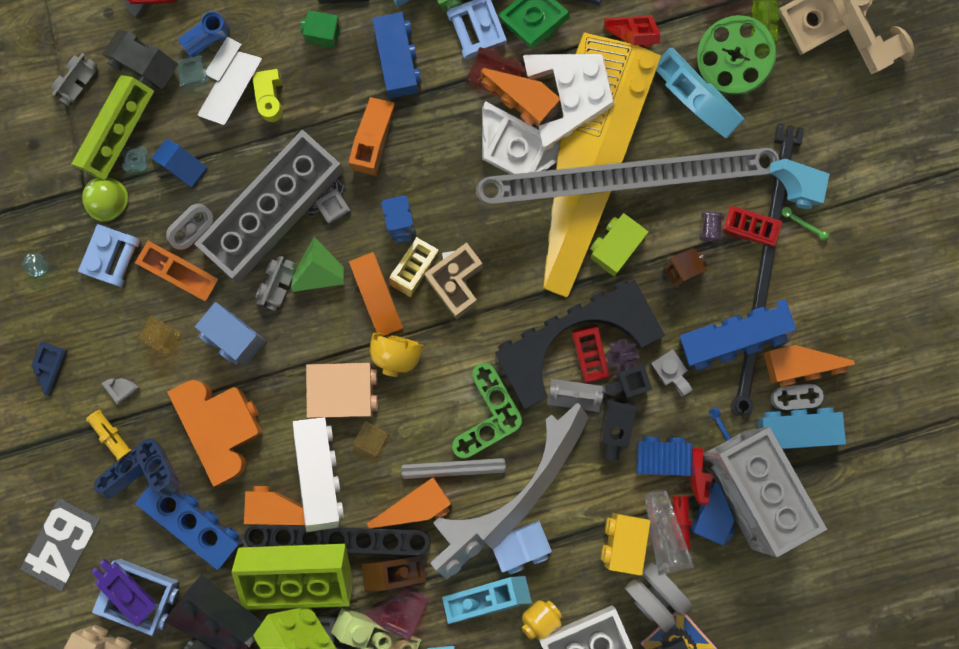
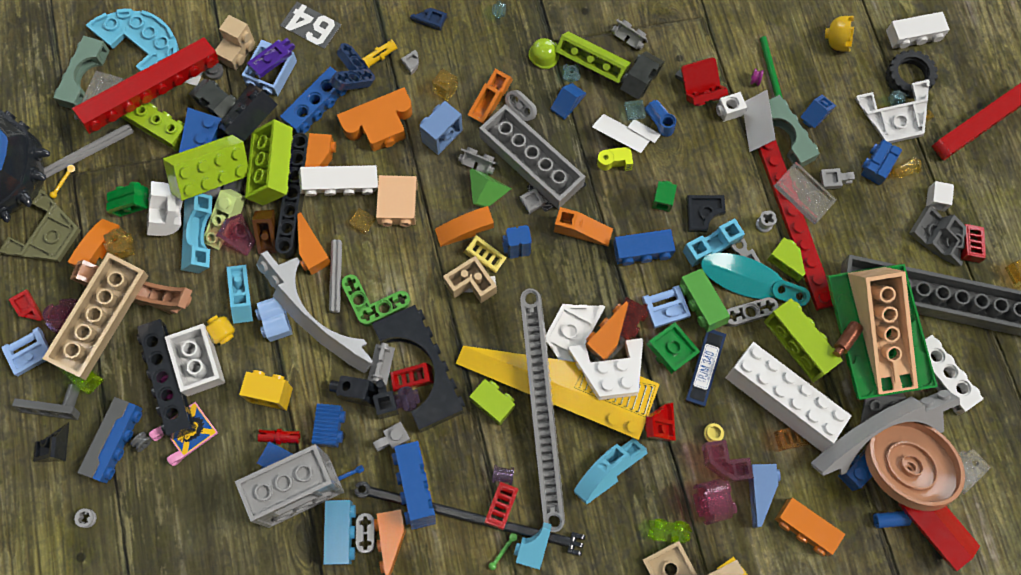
camera: 85 degrees right, 10 degrees down
(102, 253) = (505, 51): light blue plate -> none
(395, 354) = (420, 236): yellow cylinder -> none
(658, 597) = (224, 411): light grey wheel -> none
(667, 538) = (268, 419): clear wing -> none
(685, 267) = (471, 450): reddish brown slope -> none
(700, 481) = (298, 447): red slope -> none
(732, 44) = (644, 510): bright green wedge -> none

